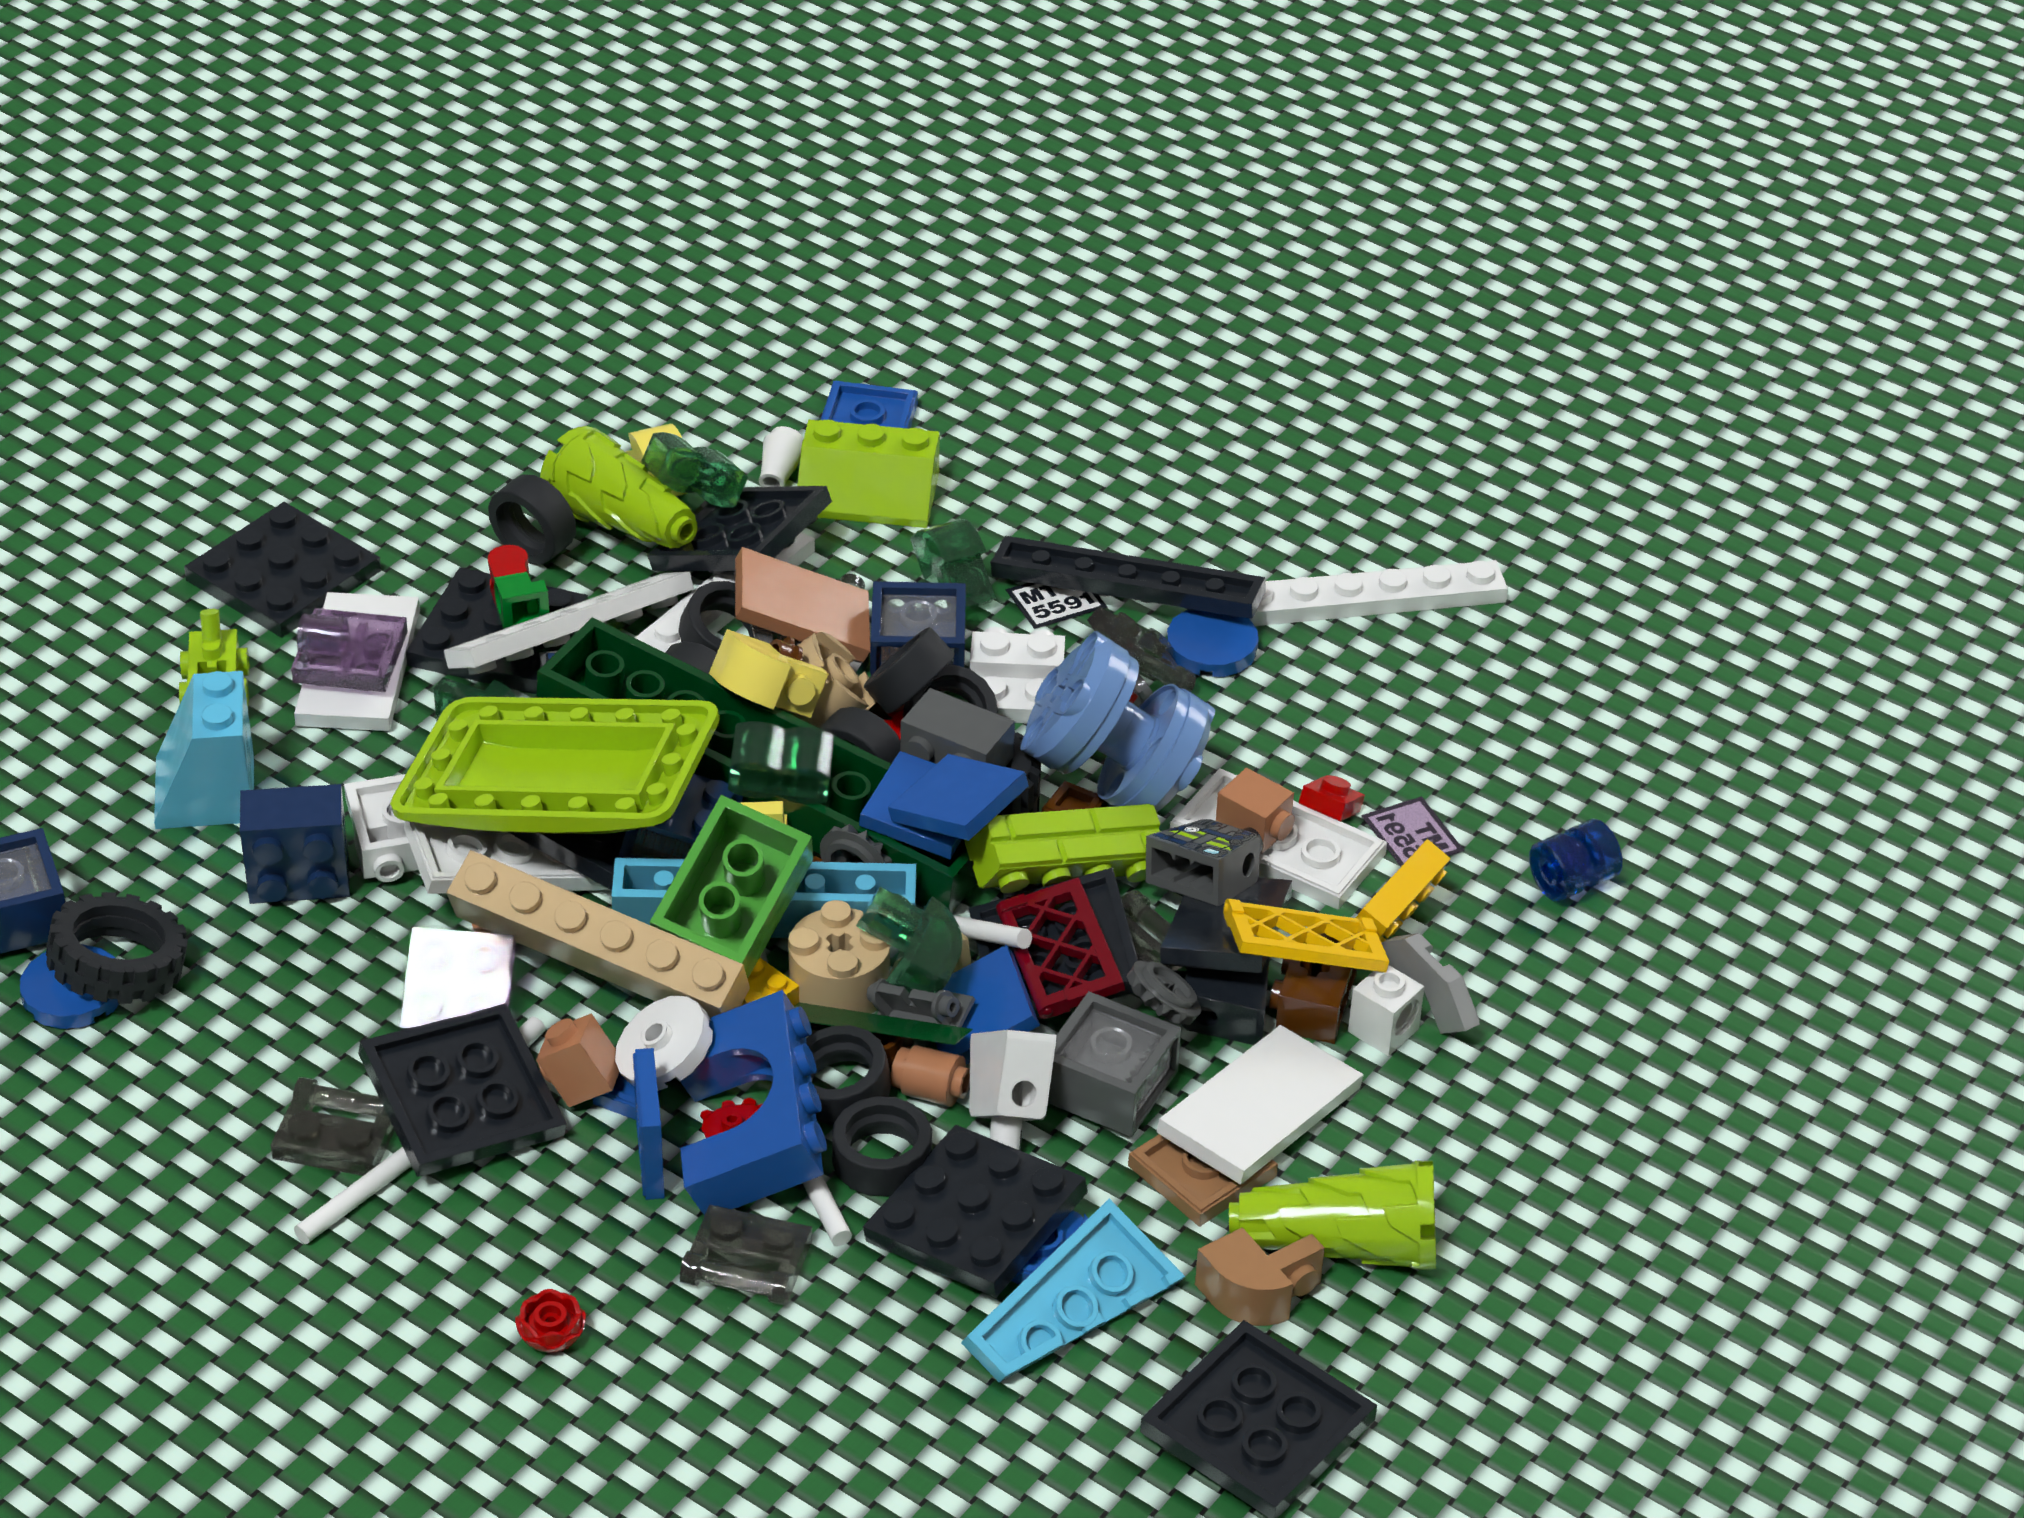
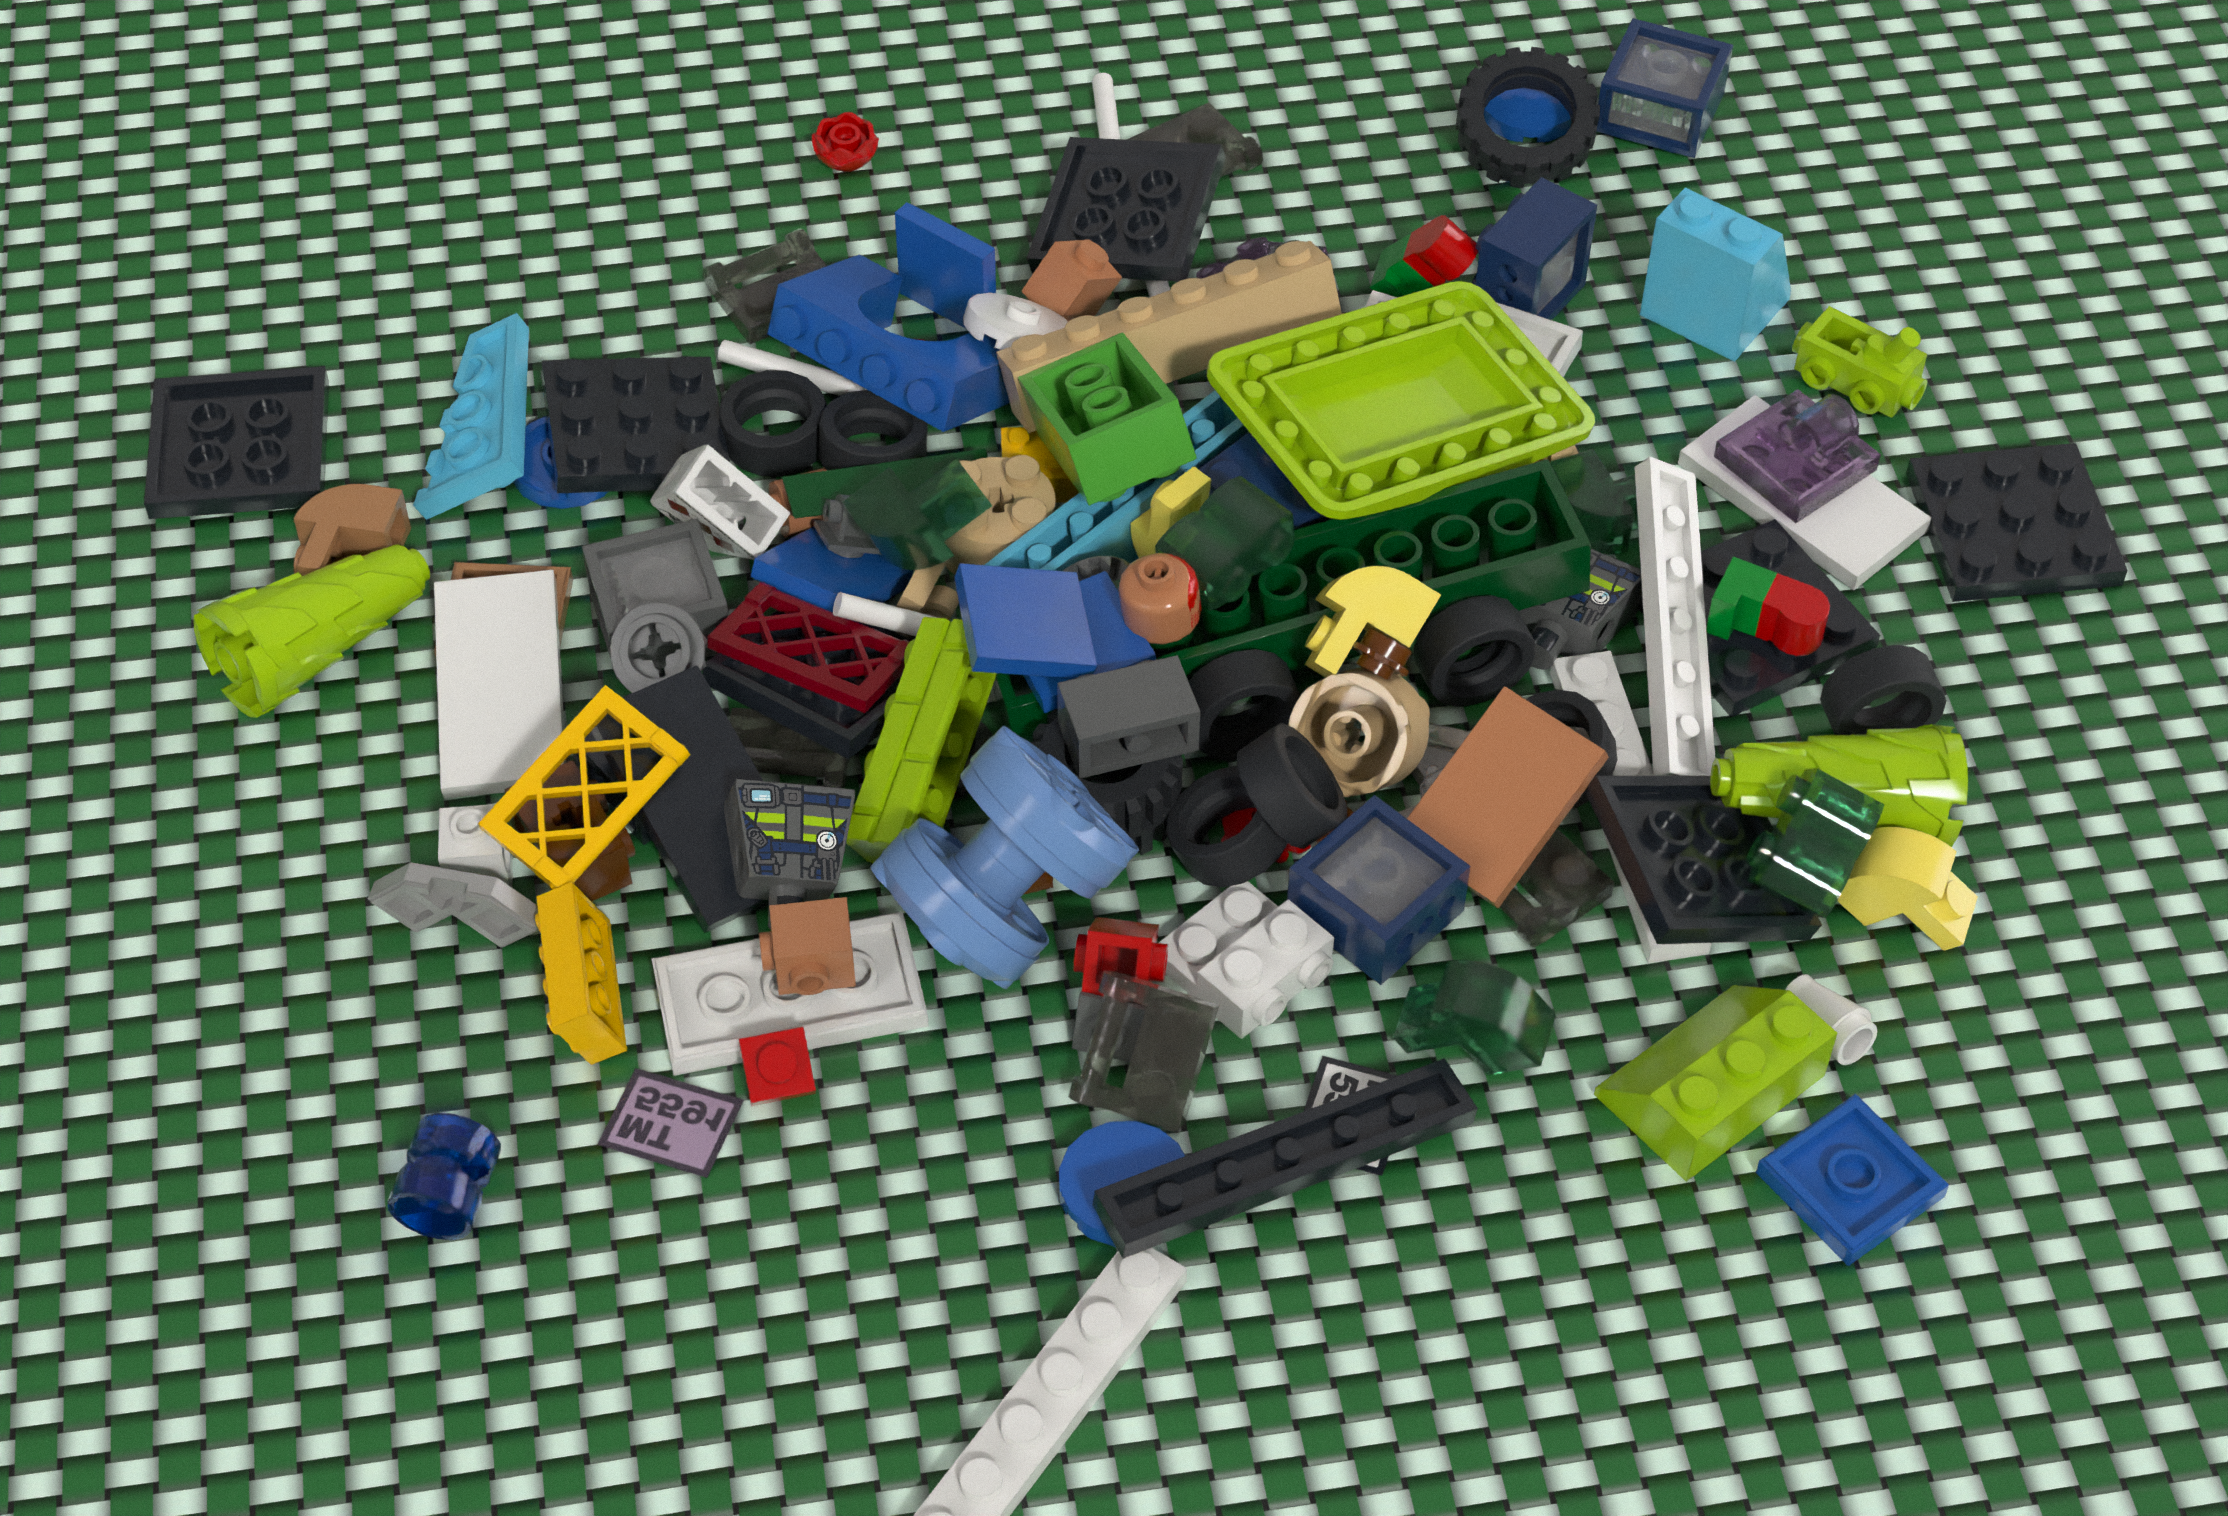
camera: 135 degrees right, 10 degrees up
(345, 886) = (1424, 259): none -> red leg
(863, 758) = (1160, 598): none -> nougat head

